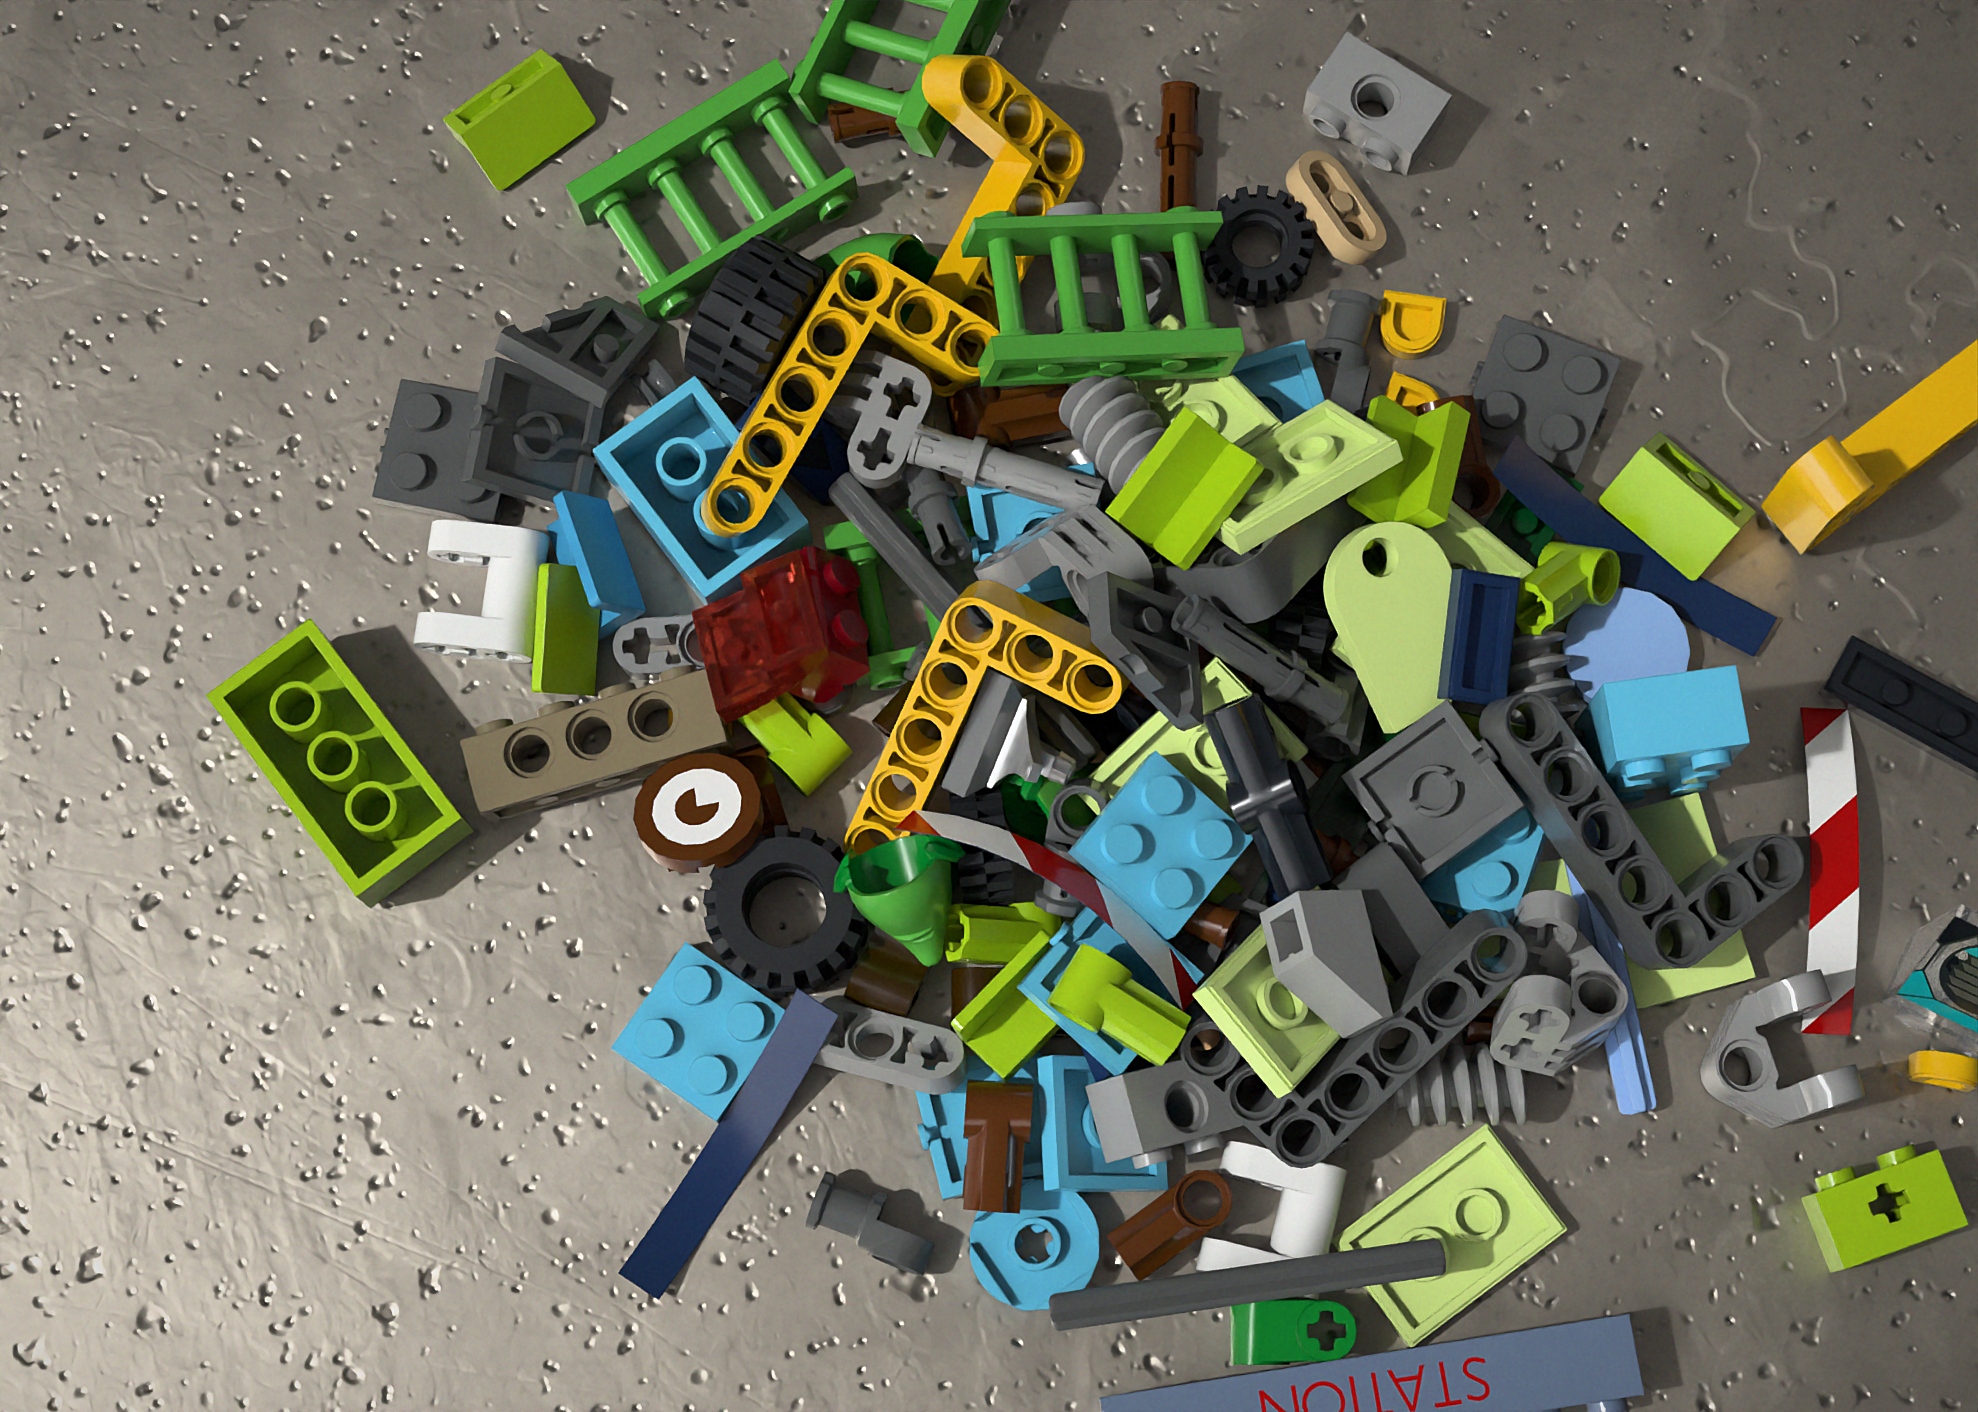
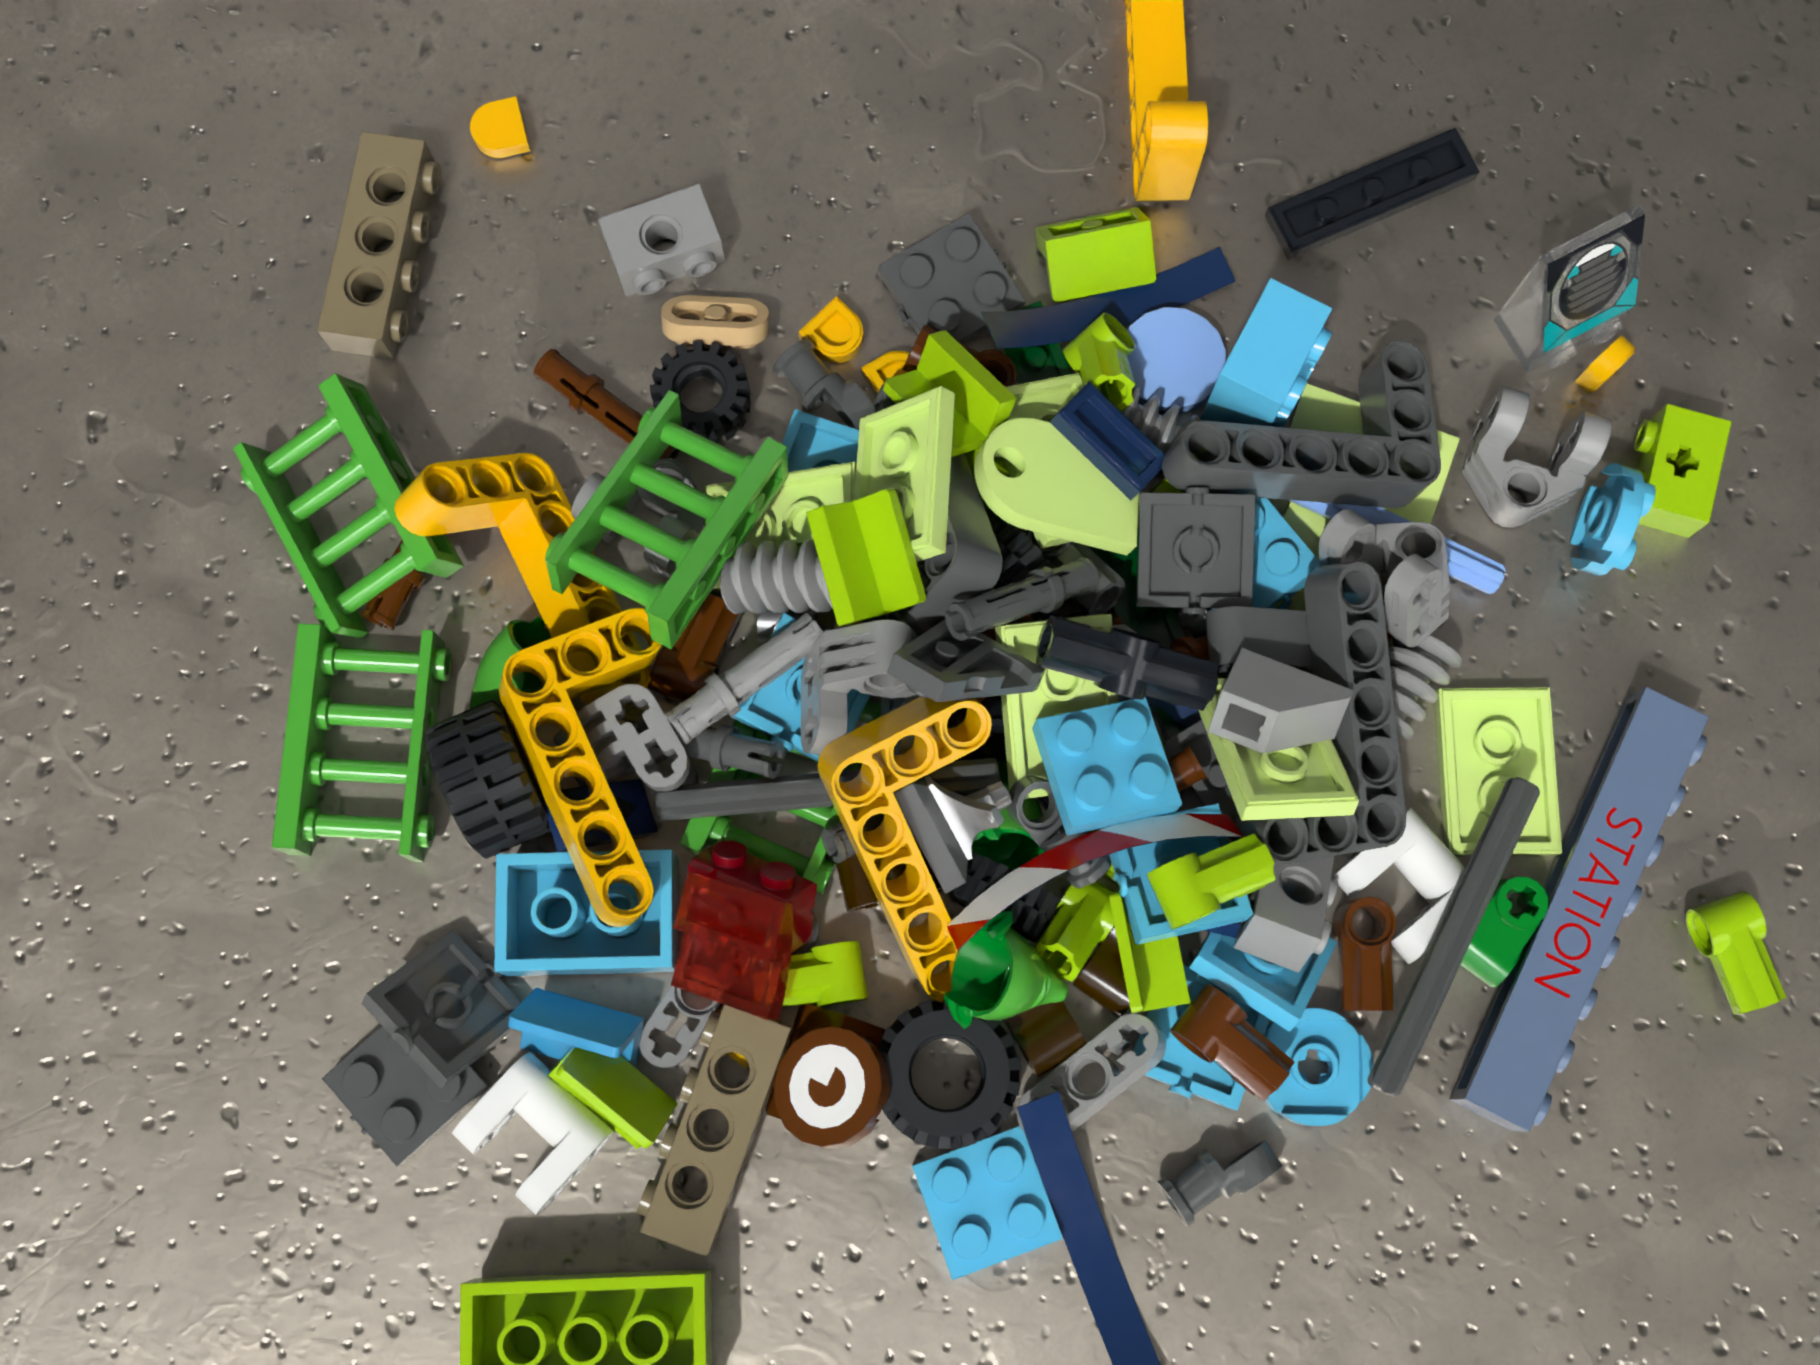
camera: 60 degrees left, 0 degrees up
(521, 119) = (190, 845): lime panel -> none
(584, 347) = (407, 923): dark grey wing -> none
(653, 384) = (476, 890): dark grey bush -> none
(1772, 1167) = (1609, 520): none -> medium azure plate
(1832, 865) = (1407, 321): sticker -> none

